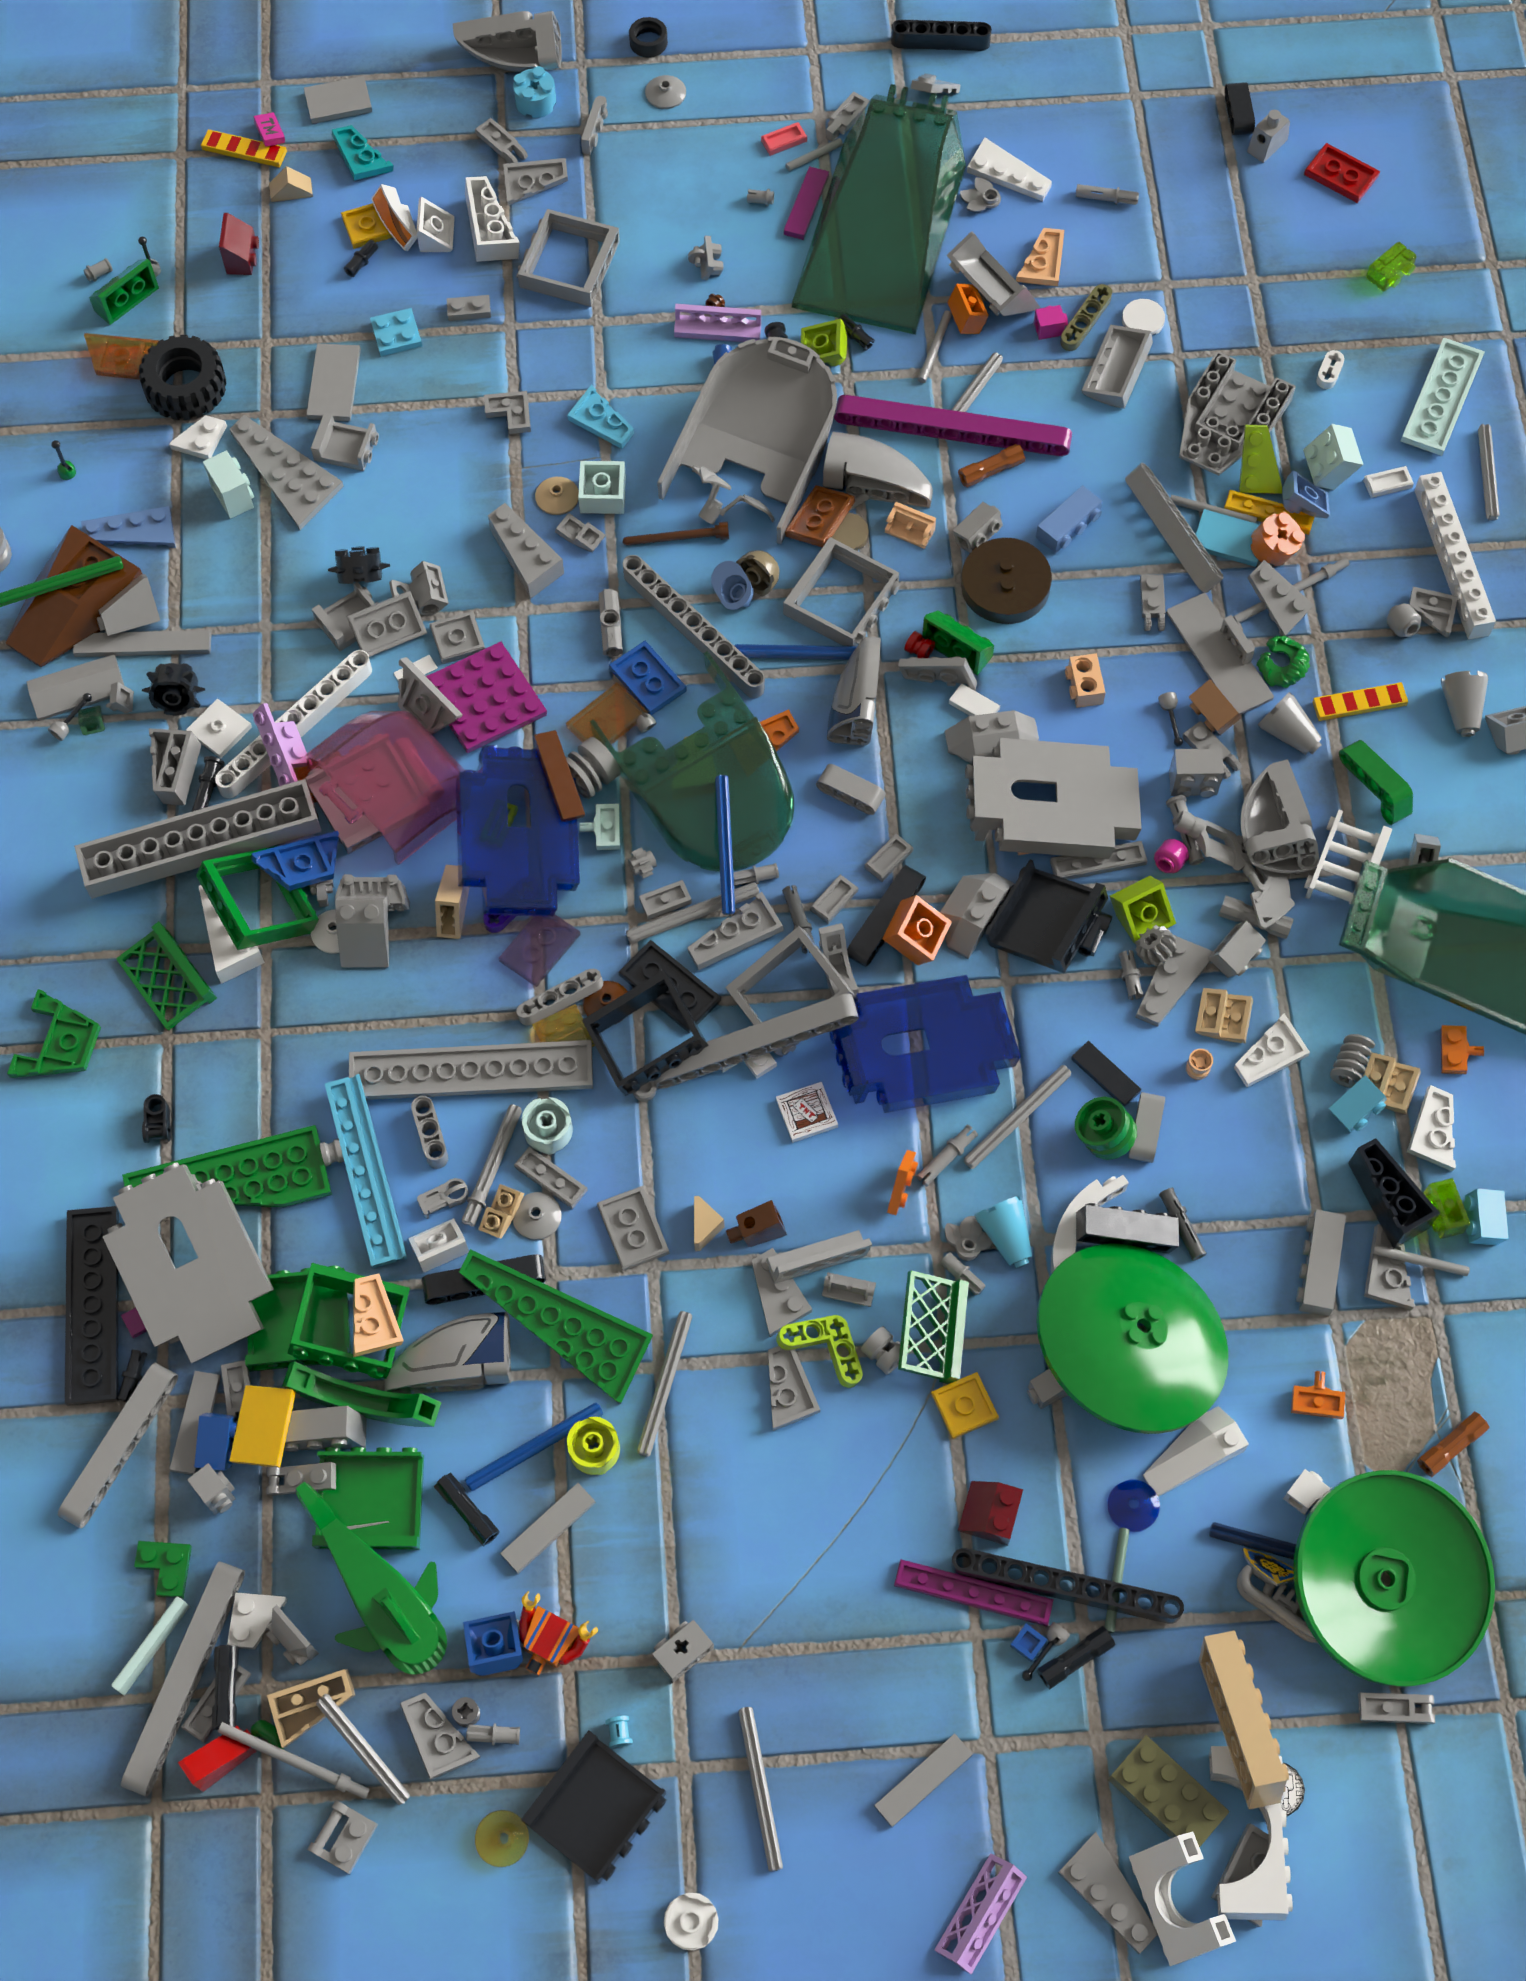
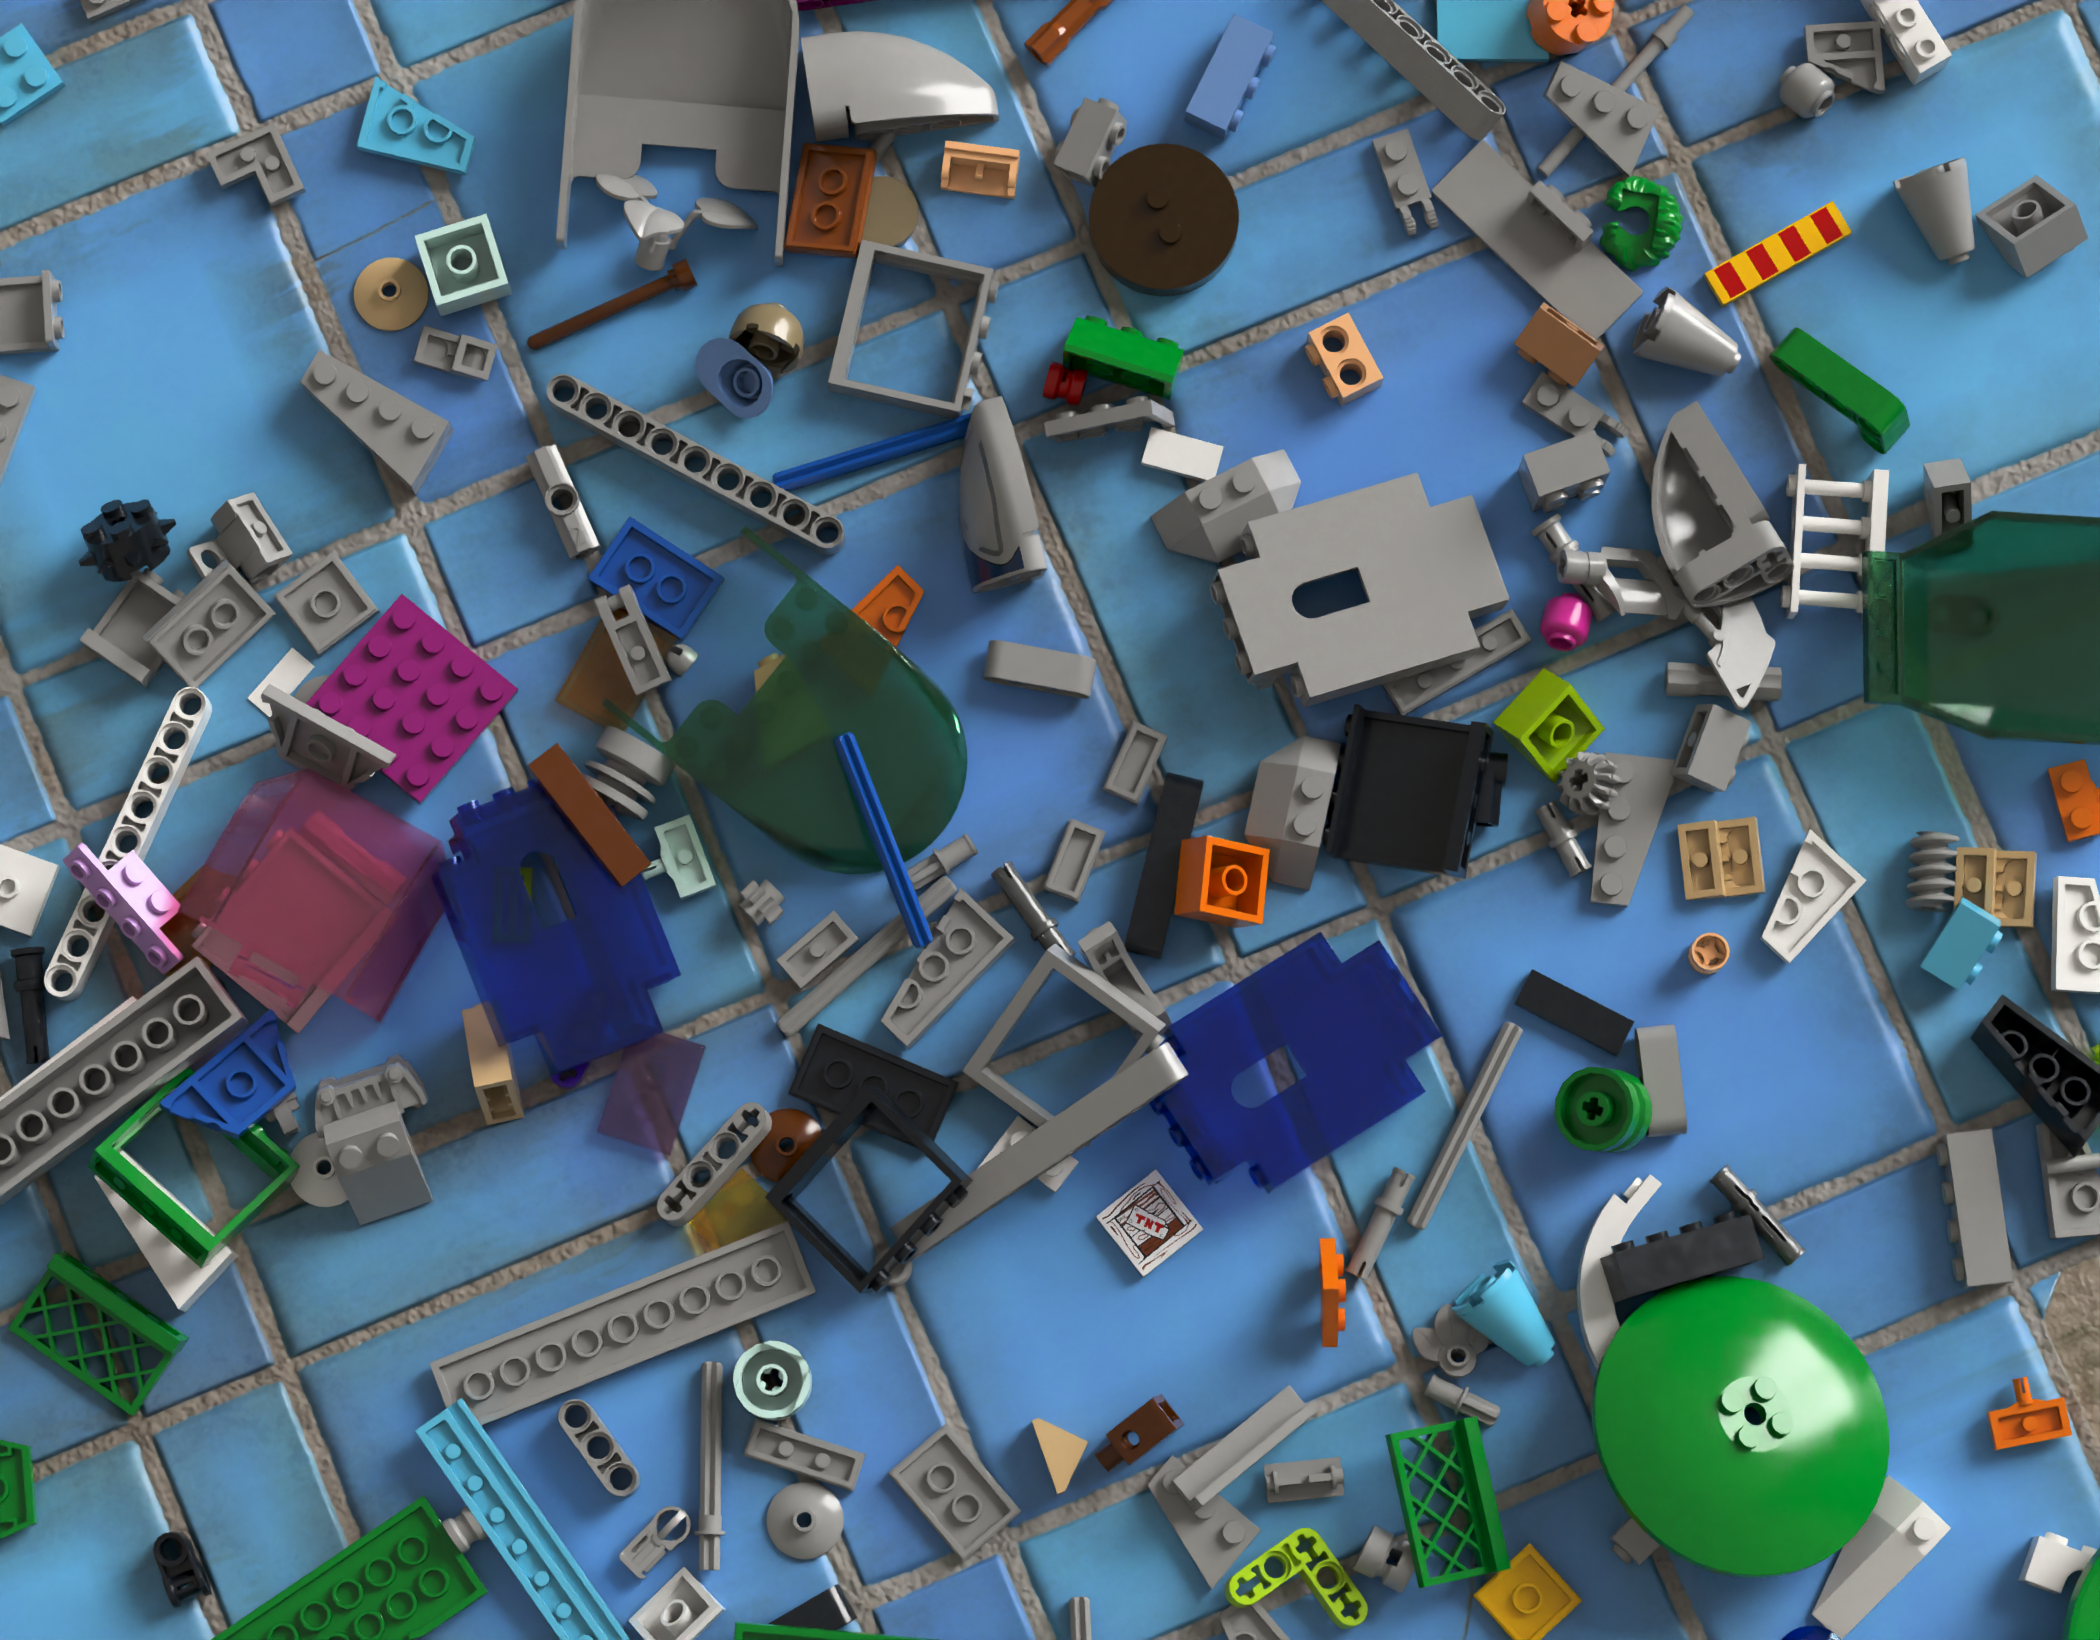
camera: 20 degrees left, 15 degrees up
(501, 1213) = (752, 1534): tan slope -> none
(621, 702) = (633, 641): none -> light grey plate
(1168, 702) = (1484, 356): hinge -> none

